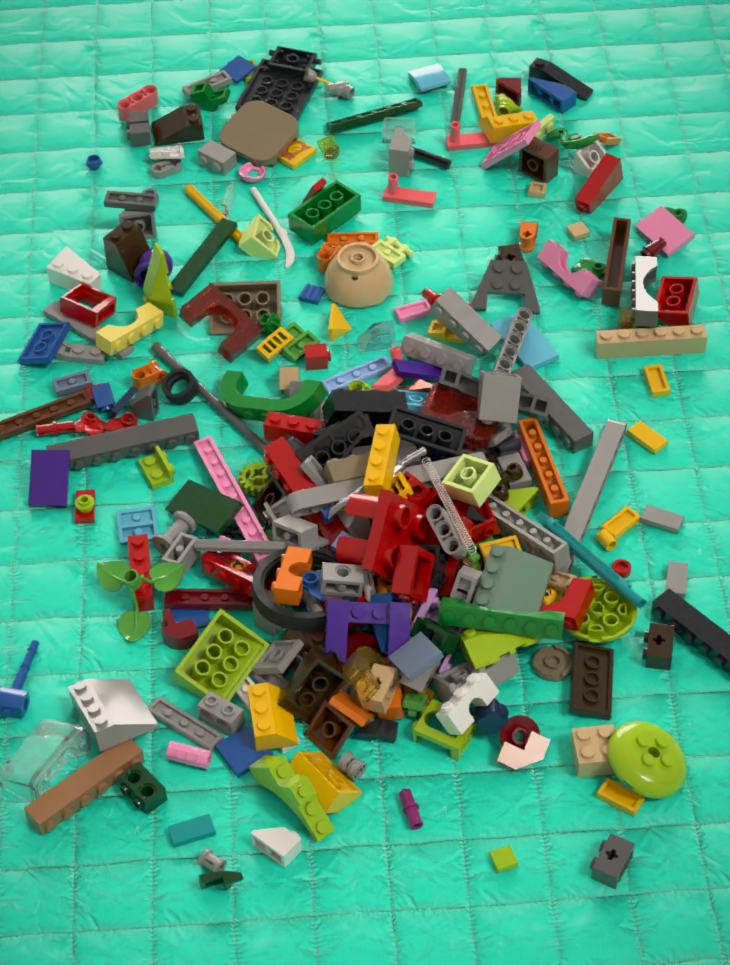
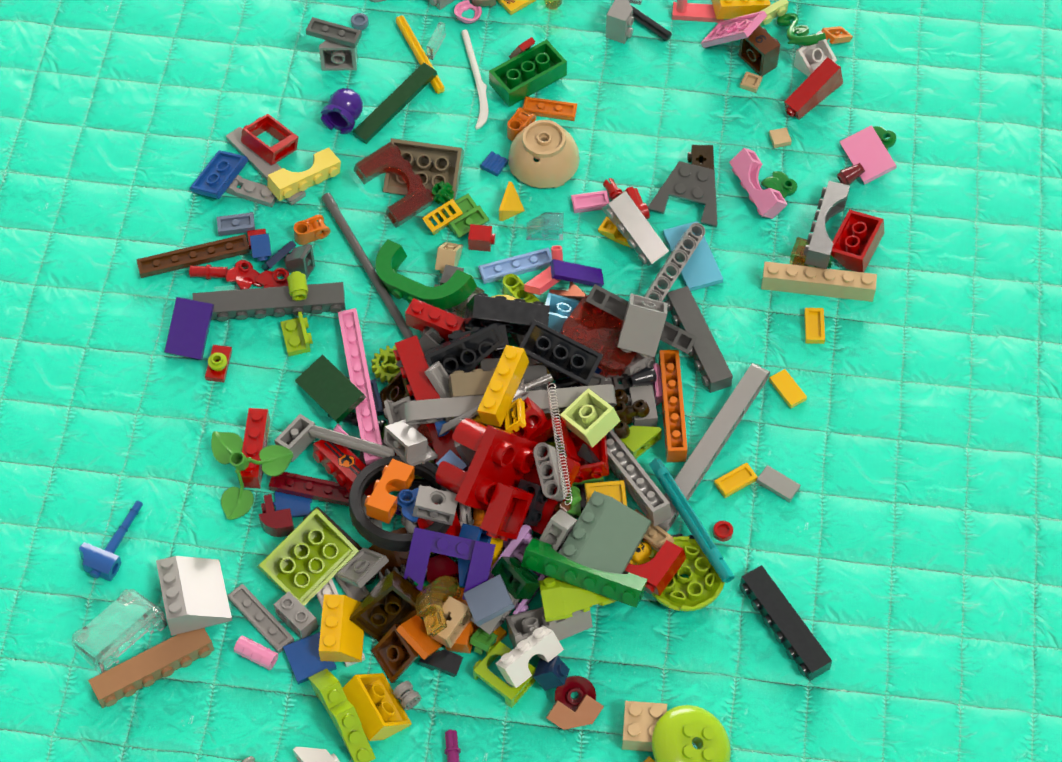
camera: 10 degrees right, 10 degrees up
(70, 270) = (262, 98): white wedge -> none
(123, 249) = (318, 82): dark brown slope -> none
(137, 522) = (264, 392): medium azure slope -> none
(145, 786) = (207, 678): dark green brick -> none
(150, 421) = (297, 286): none -> lime brick
(157, 284) = (339, 133): lime wedge -> none
(181, 523) = (304, 404): light grey piece -> none
(186, 395) = (347, 256): black tyre -> none
(191, 830) = (241, 732): teal tile -> none
(258, 239) = (455, 92): yellowish green slope -> none
(393, 251) = (581, 131): yellowish green plate -> none
(406, 195) = (618, 66): coral piece -> none
(437, 353) = (601, 258): light grey brick -> none
(528, 235) = (726, 135): orange piece -> none
(552, 663) = (629, 622): dark tan tile -> none
(591, 681) = (661, 649): dark brown tile -> none
(606, 540) = (716, 497): yellow hinge -> none
(616, 261) = (808, 183): reddish brown brick -> none
(659, 646) = (743, 616): dark brown brick -> none
(677, 577) = (775, 553): light grey tile -> none

